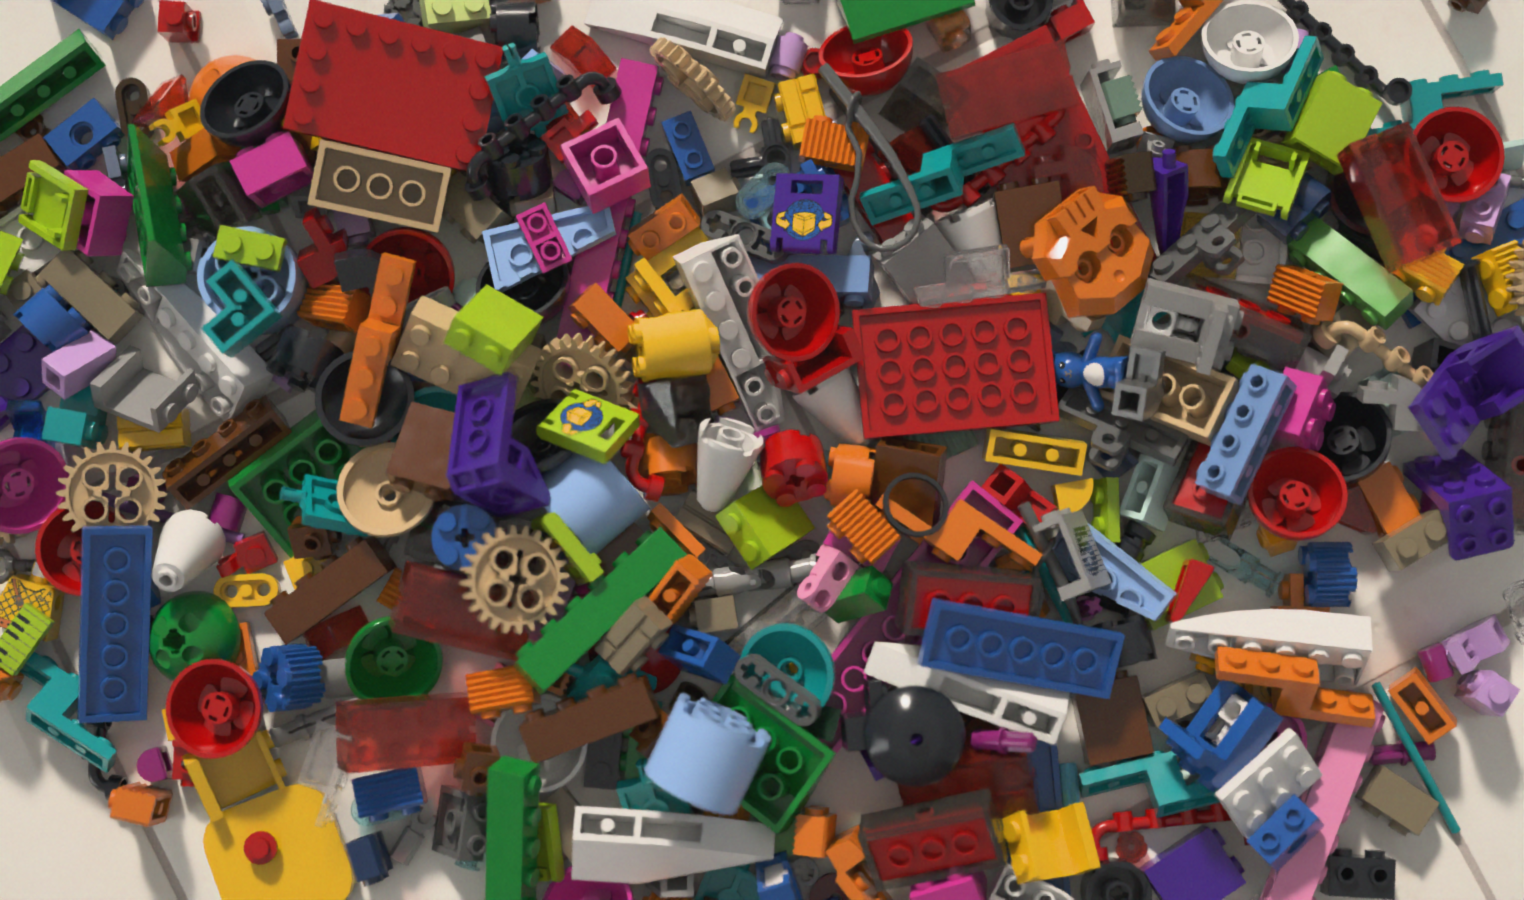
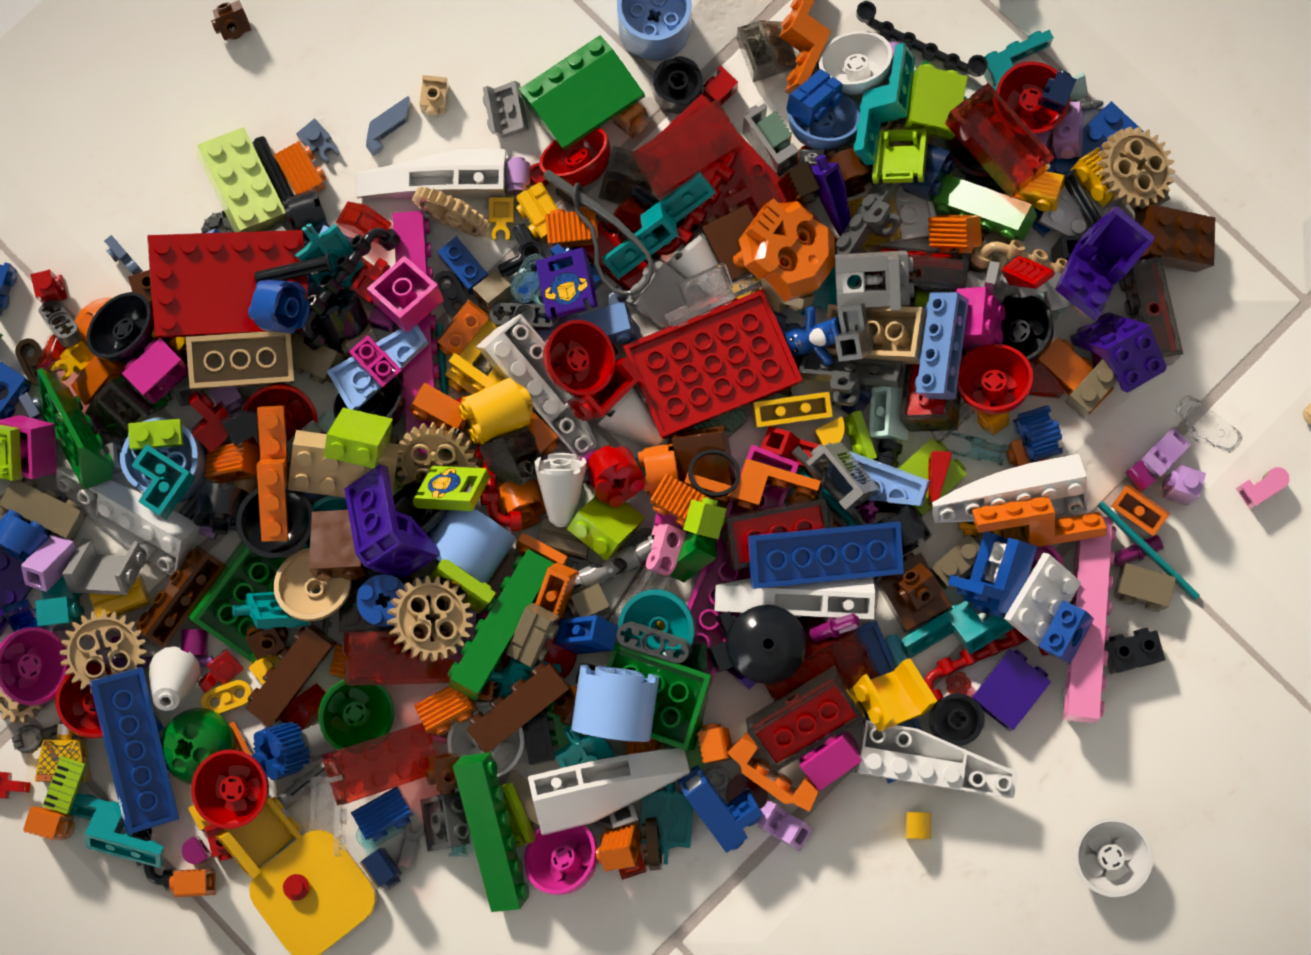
camera: 15 degrees left, 5 degrees down
(181, 63) = (60, 330): none -> dark grey beam
(445, 136) = (279, 306): none -> blue brick
(477, 96) = (296, 269): none -> black axle
(887, 561) = (705, 518): none -> lime brick
(1121, 719) = (918, 586): none -> reddish brown brick
(1184, 72) = (815, 97): none -> blue brick
(1379, 375) = (1026, 273): none -> red slope
(1490, 157) = (1057, 91): none -> dark blue brick

